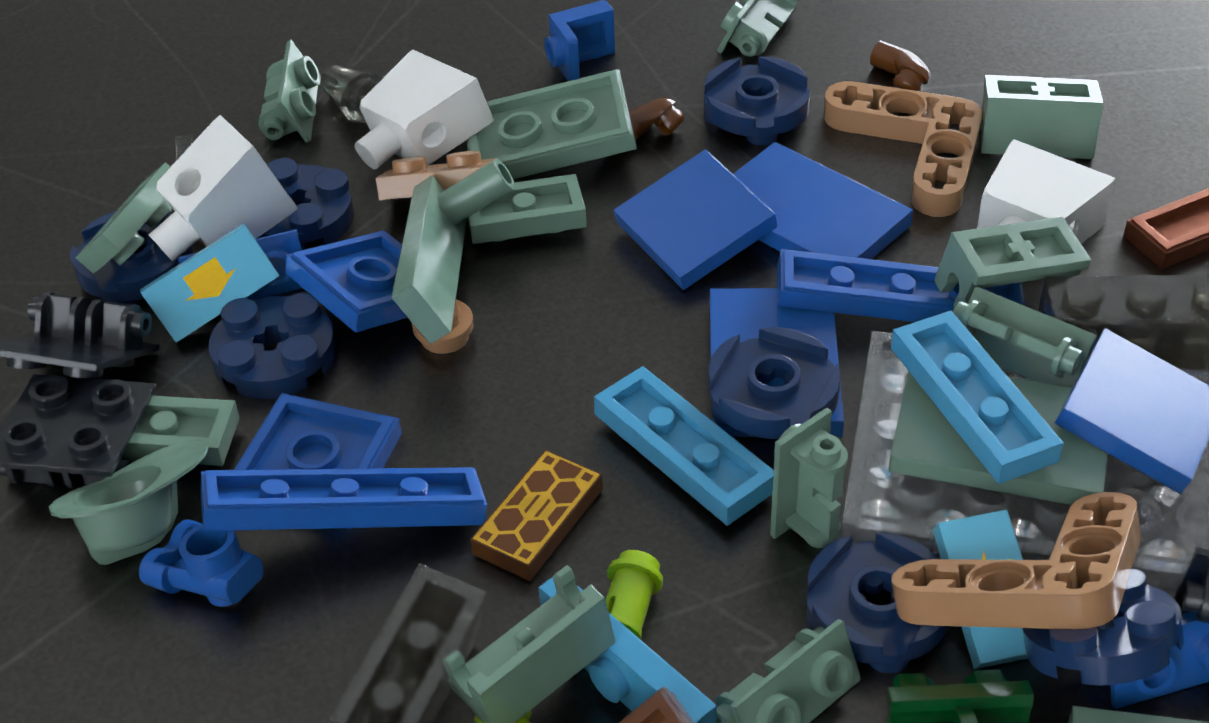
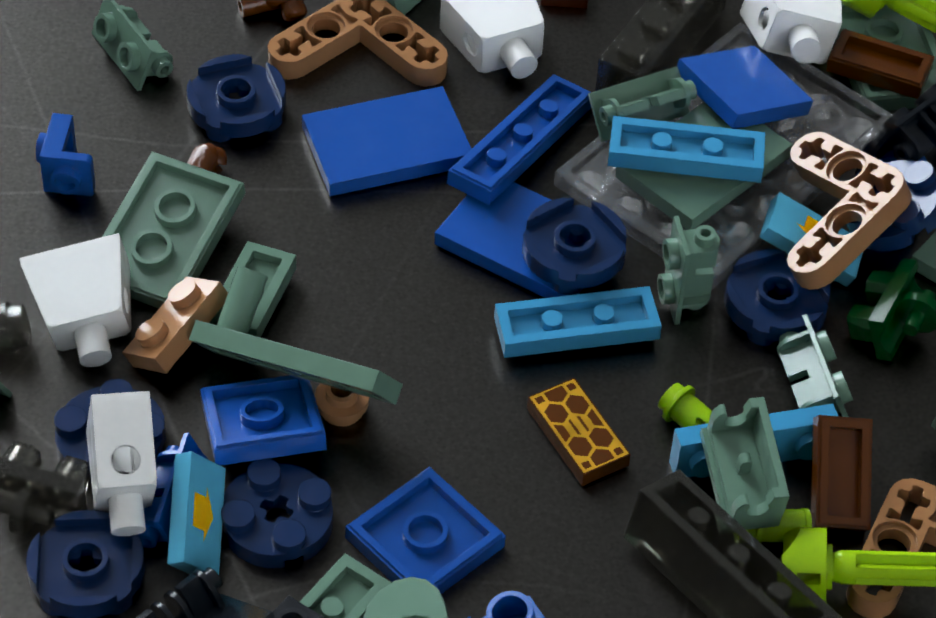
camera: 65 degrees left, 5 degrees up
(119, 235) = (80, 534): sand green plate -> none
(341, 498) = (508, 525): blue tile -> none
(695, 219) = (355, 201): blue tile -> none
(1009, 256) = (570, 65): sand green hinge -> none

